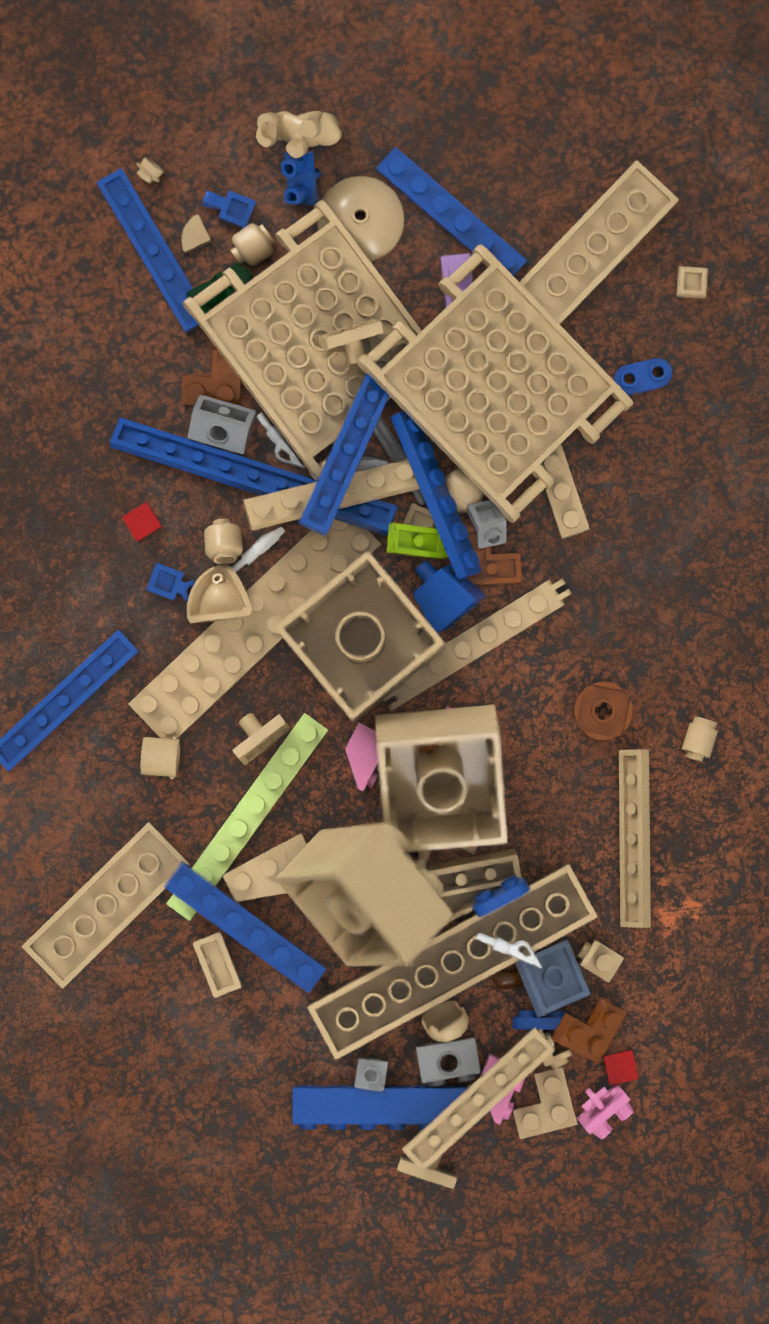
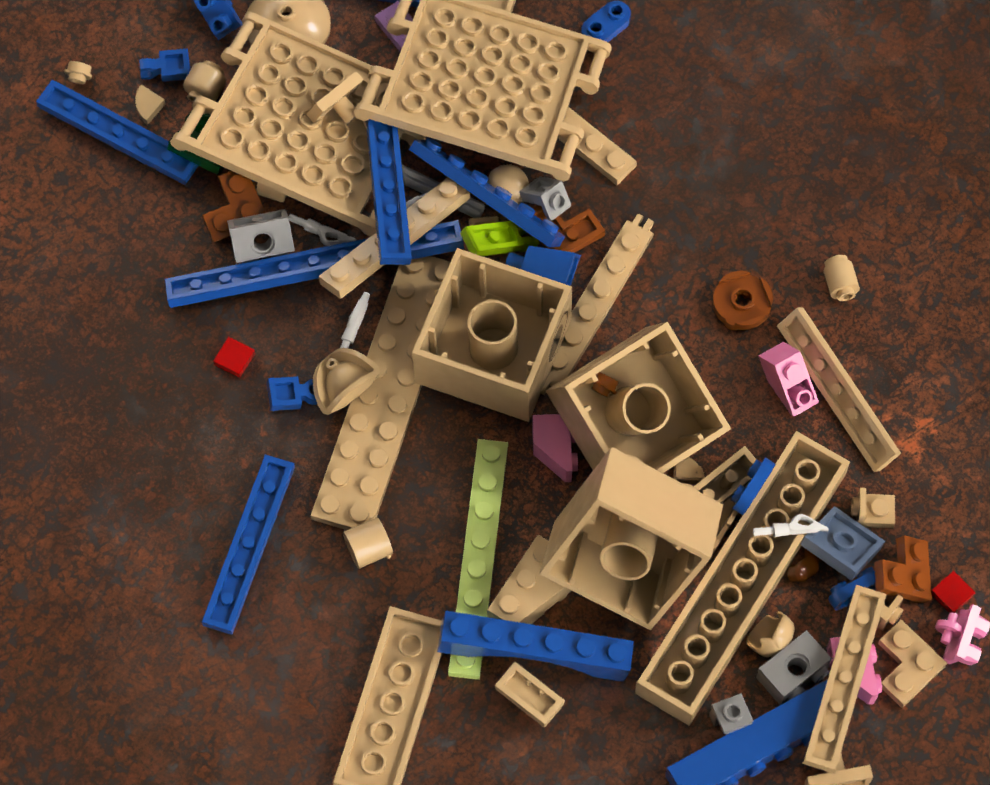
camera: 35 degrees left, 20 degrees down
(223, 541) = (318, 332): tan head -> none
(259, 736) = (449, 479): tan tile -> none
(598, 805) = (789, 377): none -> bright pink slope

